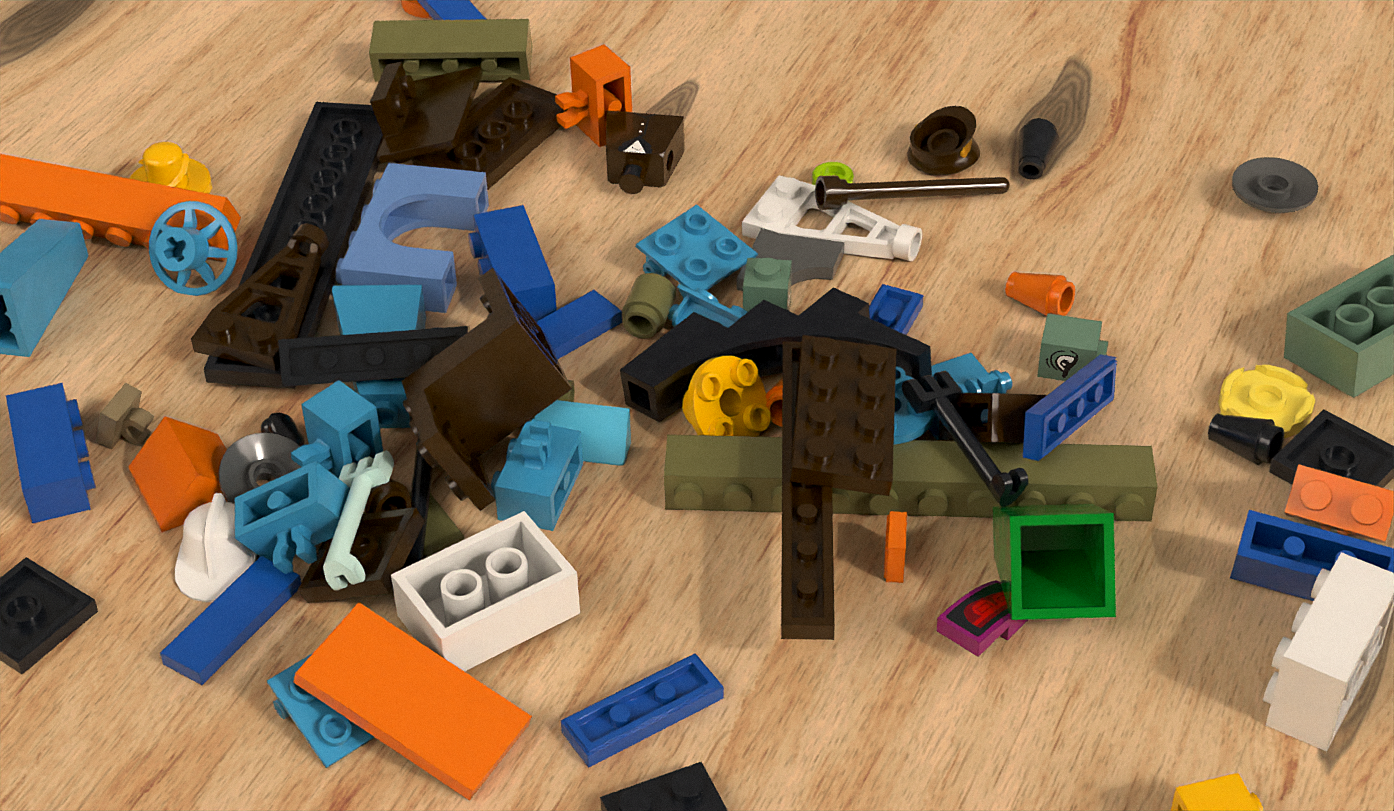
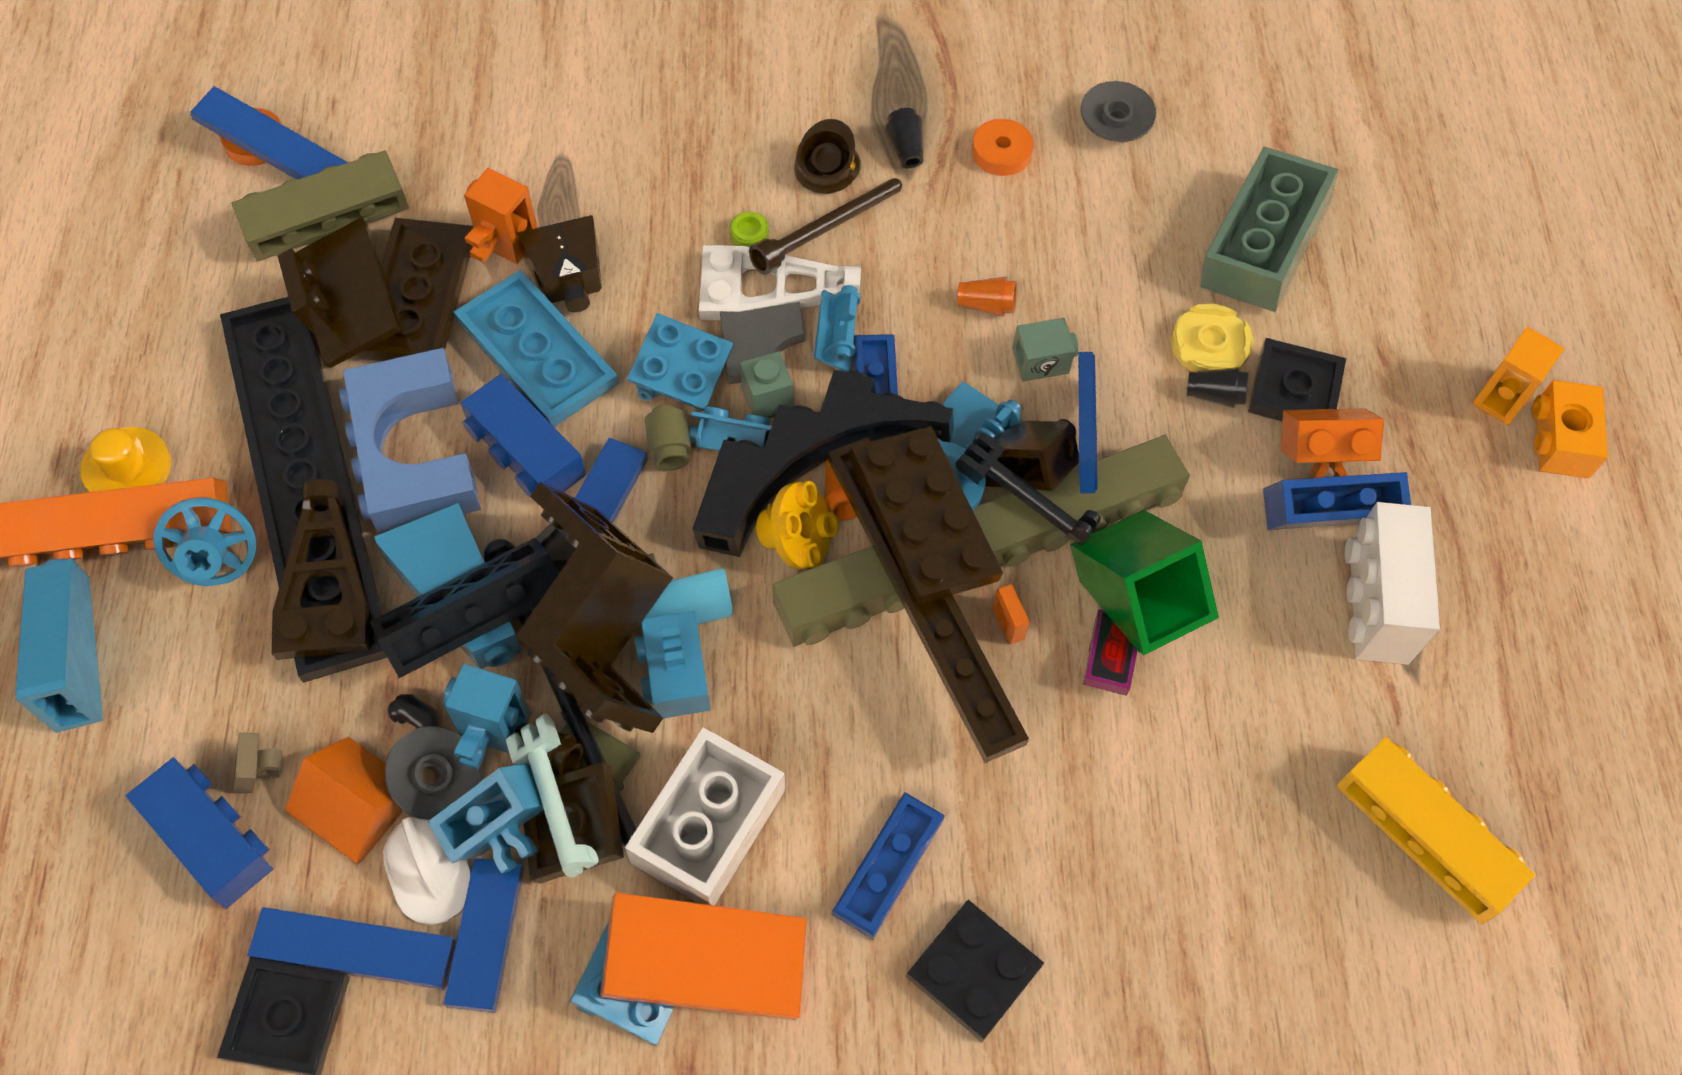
camera: 30 degrees left, 20 degrees up
(116, 585) = (353, 948): none -> blue tile
(572, 206) = (536, 348): none -> dark azure plate
(870, 268) = (836, 328): none -> dark azure hinge
(1134, 185) = (1002, 160): none -> orange piece

